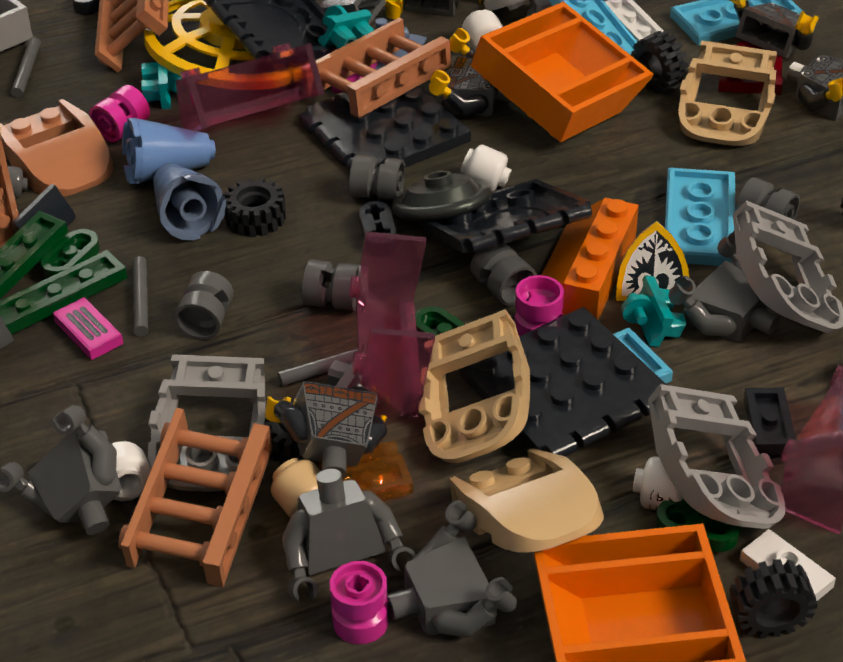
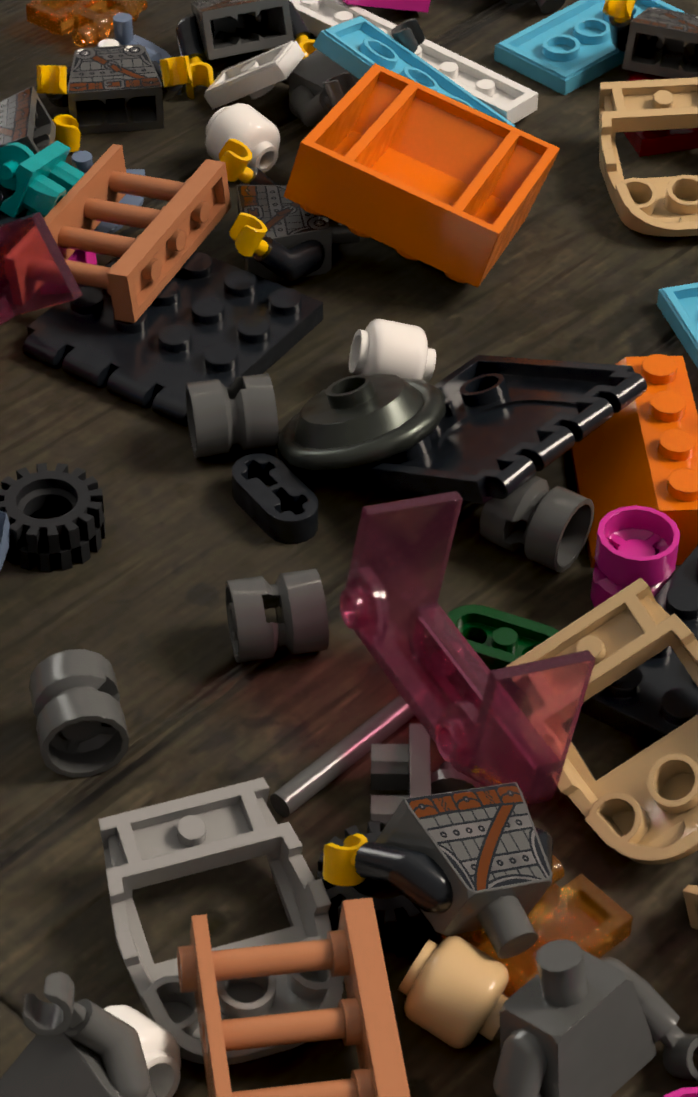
camera: 25 degrees left, 0 degrees up
(663, 58) = (565, 112): black tyre -> none

